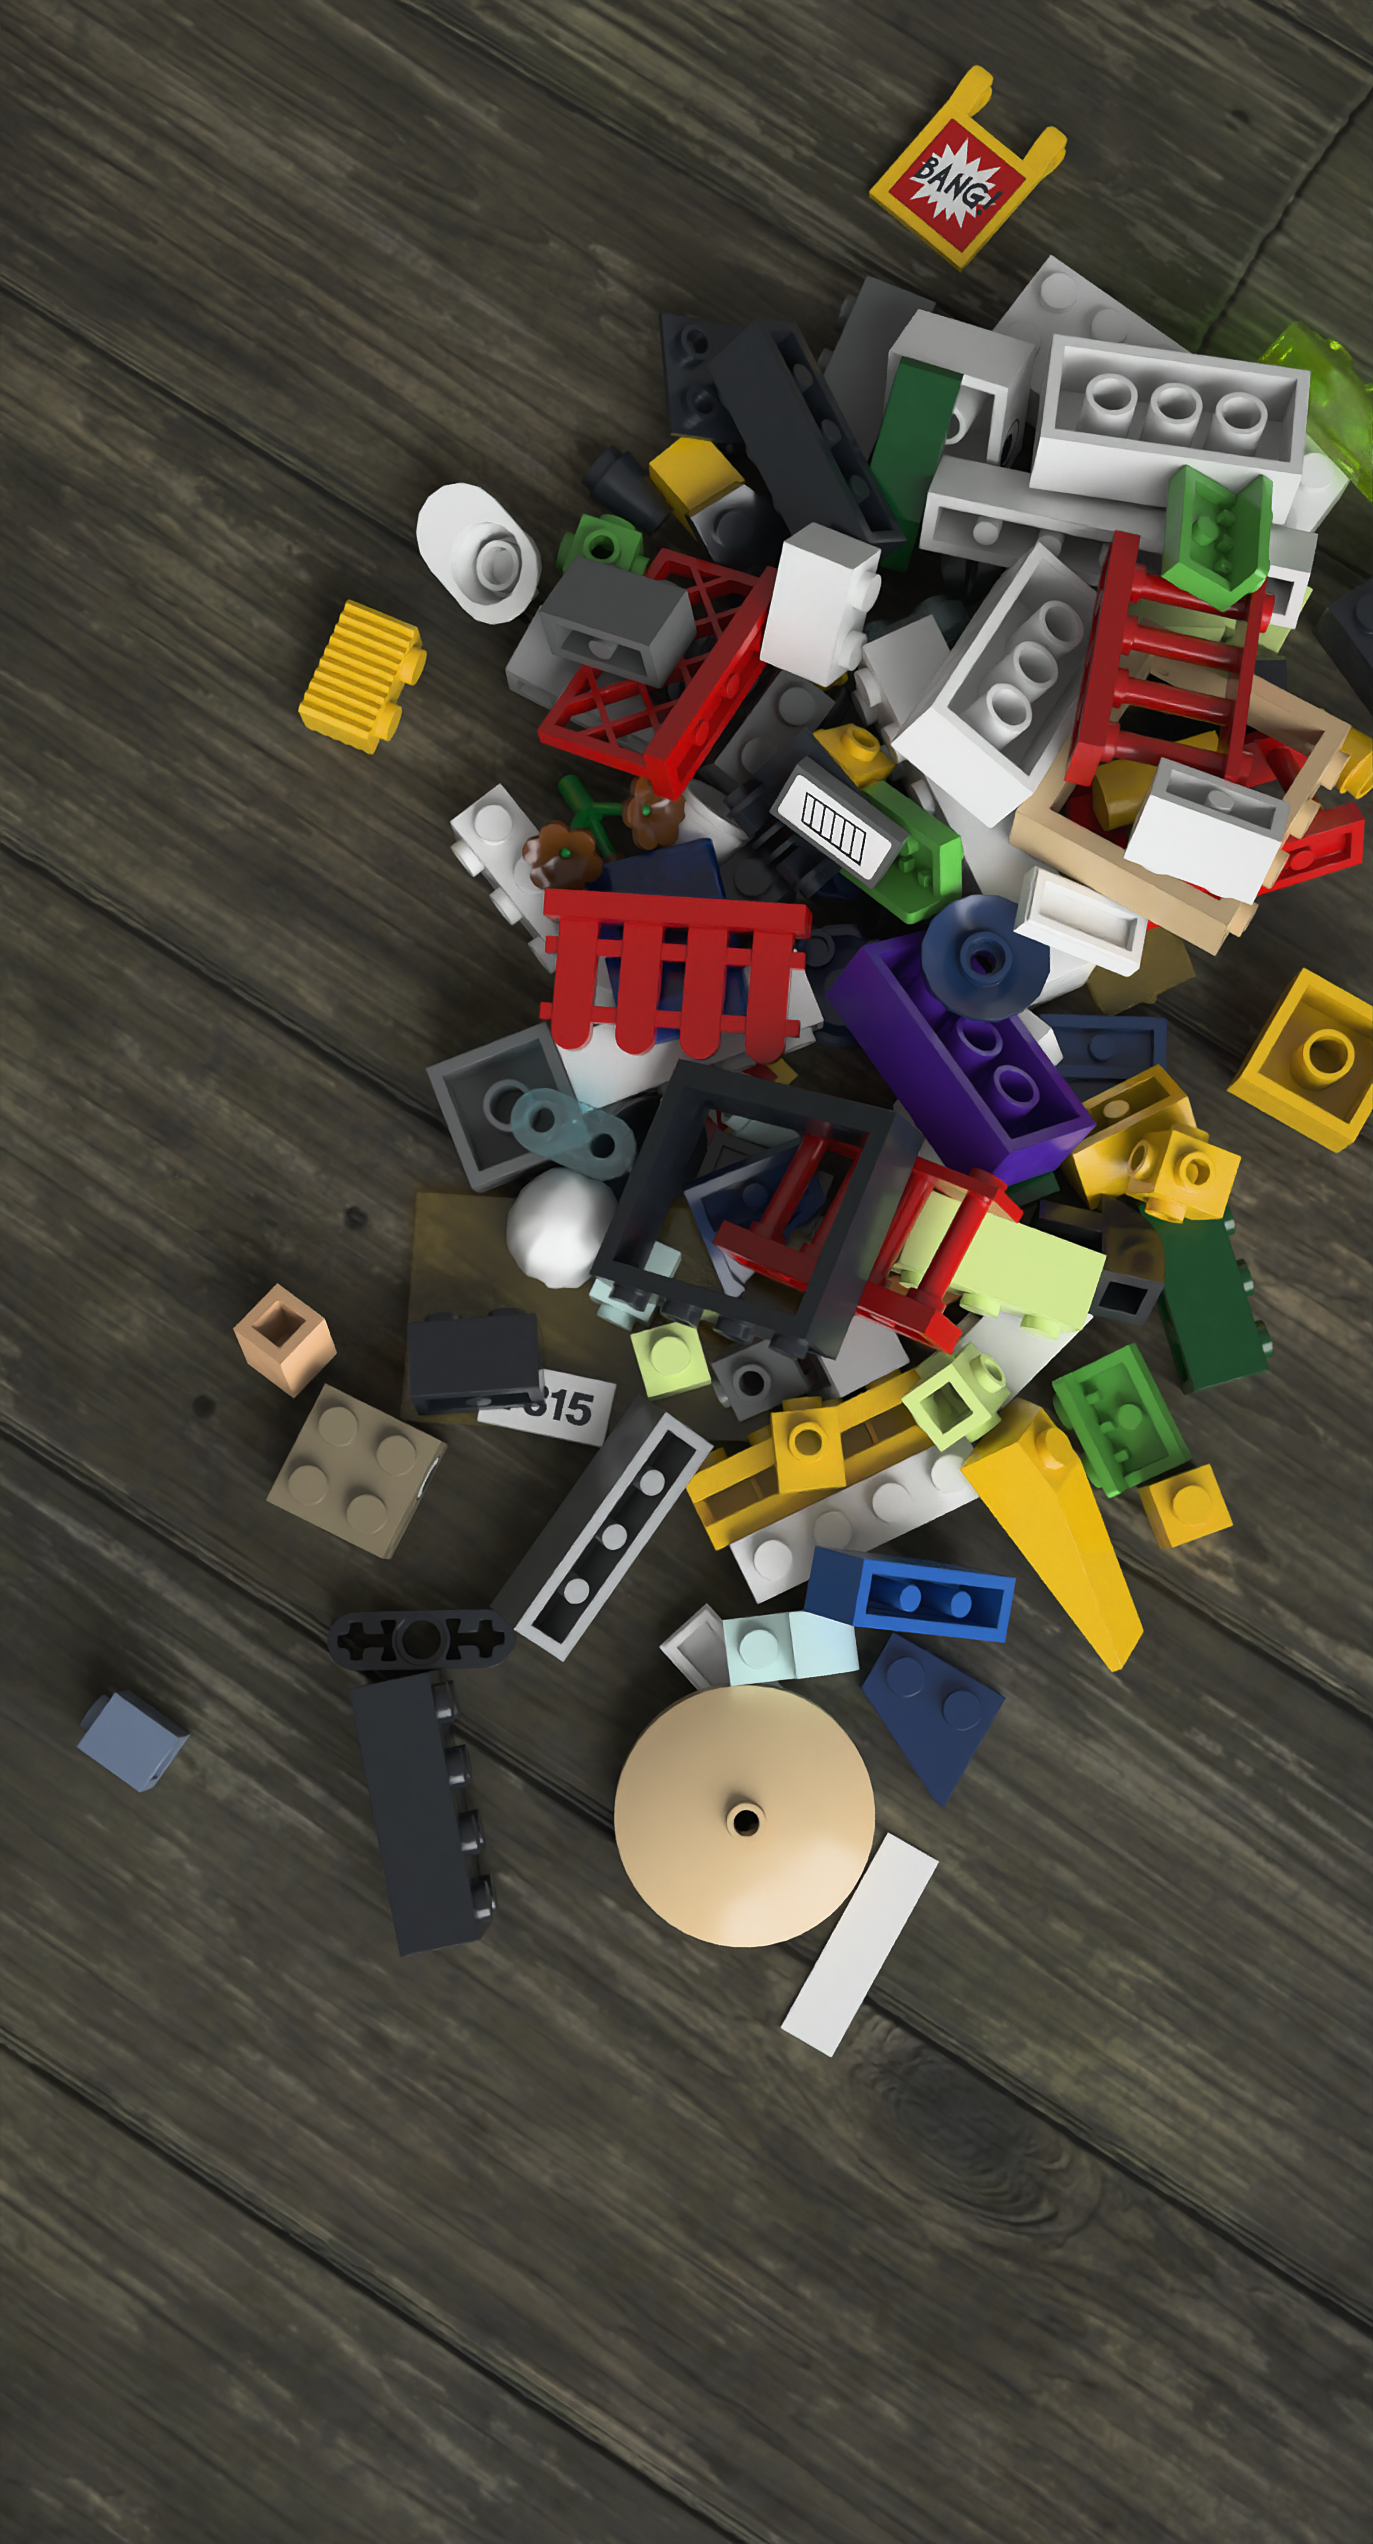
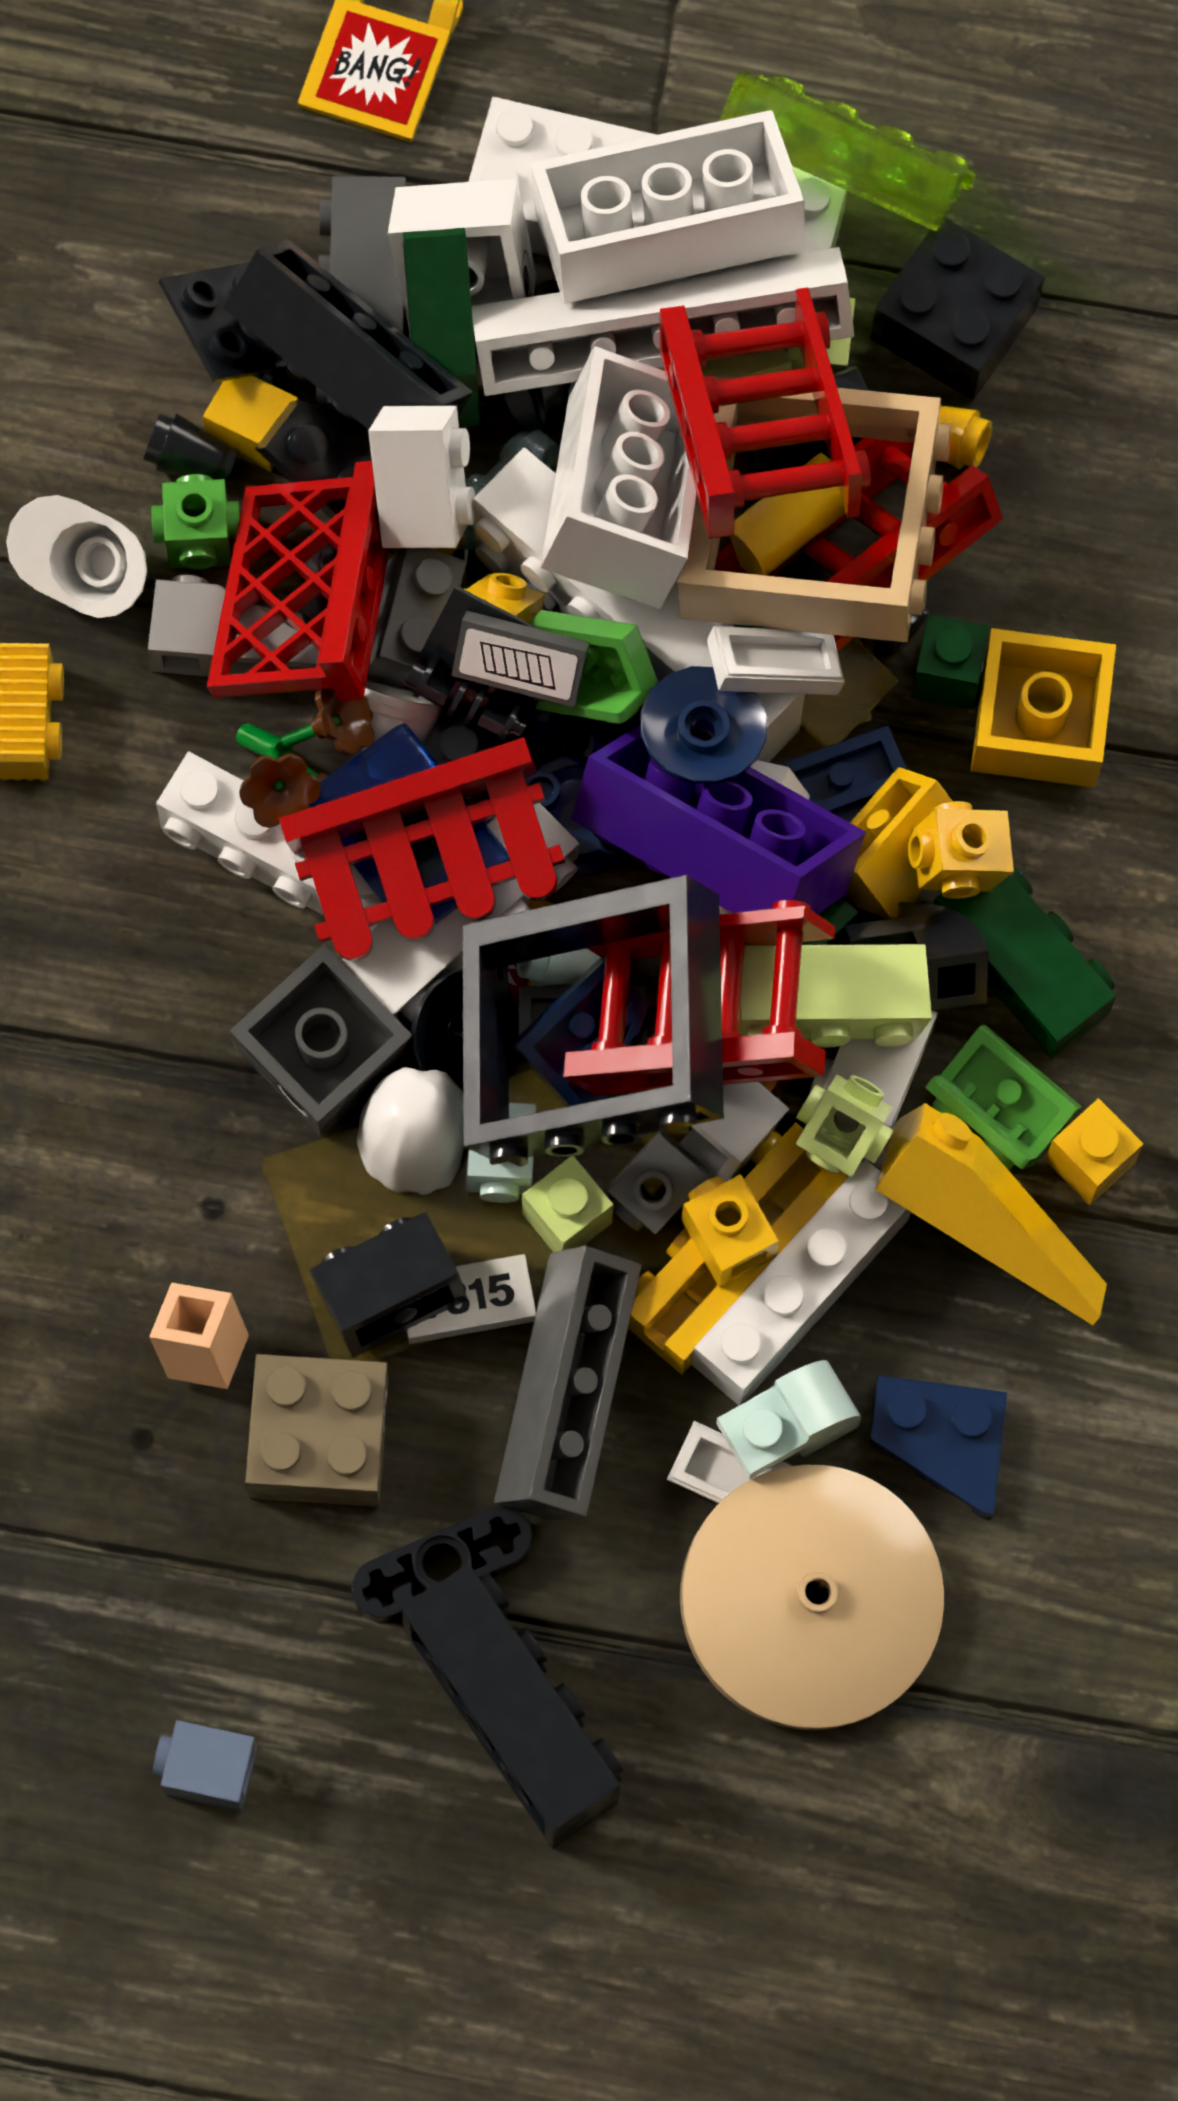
camera: 30 degrees left, 10 degrees down
(573, 1134) = (393, 1034): clear light blue plate -> none
(618, 621) = (241, 562): dark grey brick -> none
(859, 1944) = (970, 1678): white sticker -> none
(909, 1594) = (878, 1321): blue brick -> none
(1207, 831) = (853, 530): white brick -> none
(1216, 537) = (752, 283): bright green bracket -> none
(1252, 979) = (950, 661): none -> dark green brick

